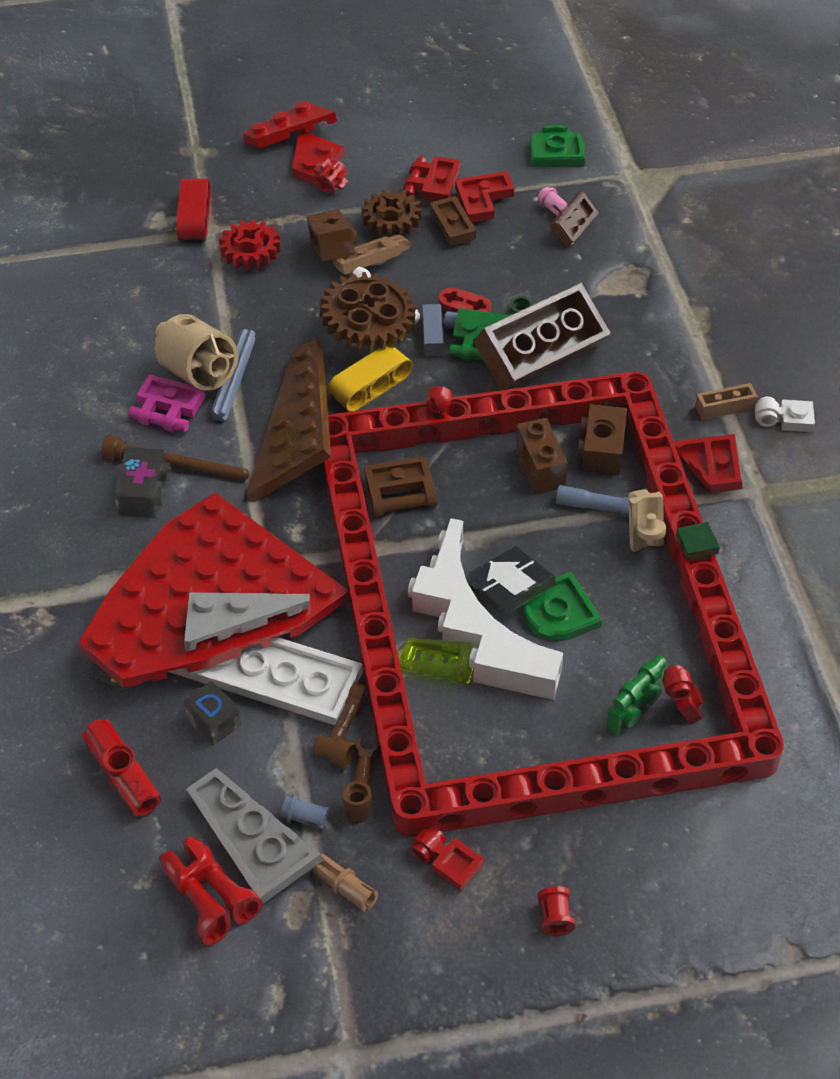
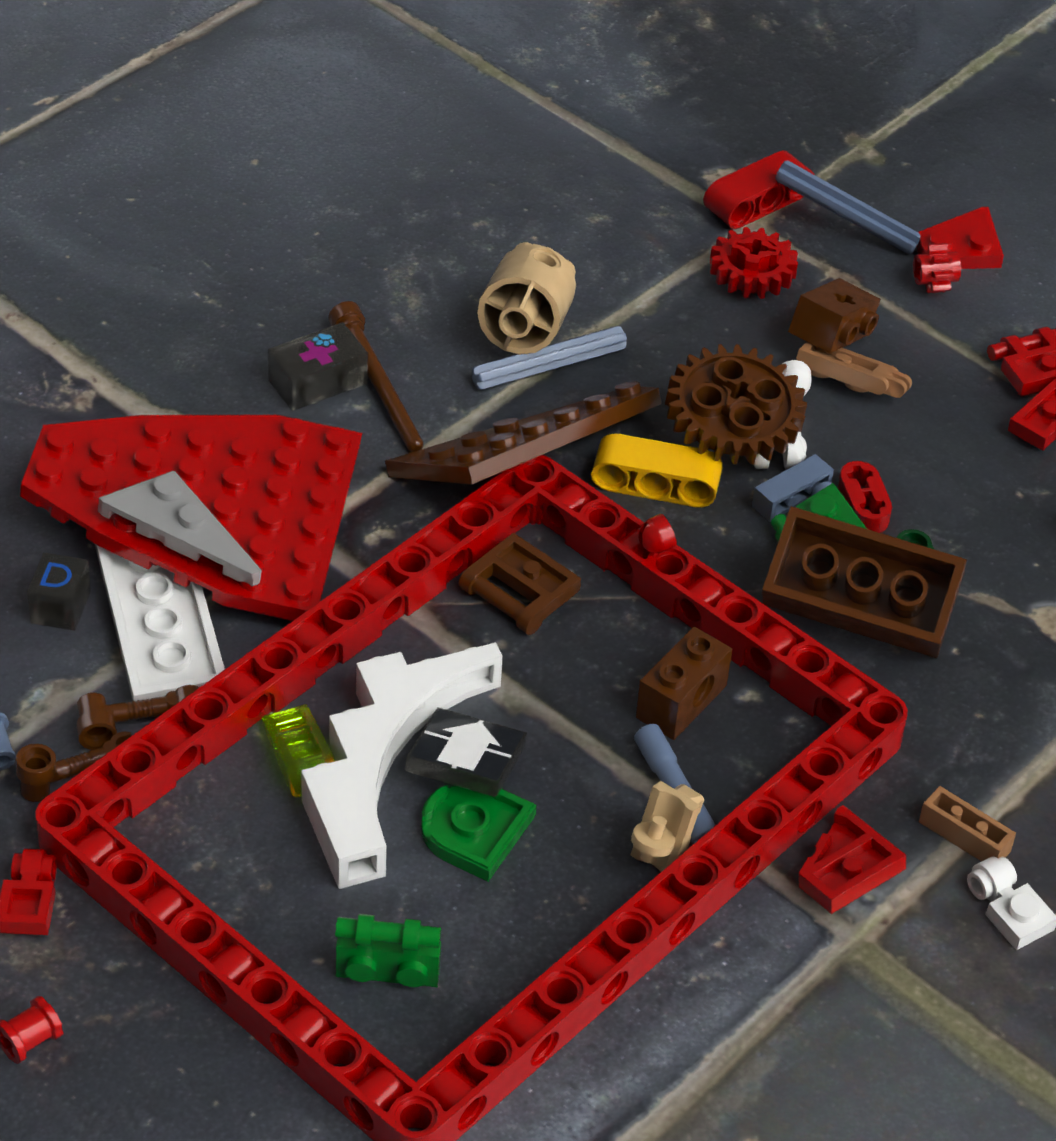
camera: 50 degrees right, 5 degrees down
(169, 396) = (461, 328): dark pink plate -> none
(250, 181) = (848, 207): none -> sand blue axle
(297, 119) = (994, 193): red wing -> none
(389, 213) = (938, 352): reddish brown gear -> none
(453, 220) = (990, 413): reddish brown plate -> none
(604, 439) = (770, 731): reddish brown brick -> none
(680, 688) = (430, 998): red plate -> none
(697, 541) = (671, 890): dark green tile -> none

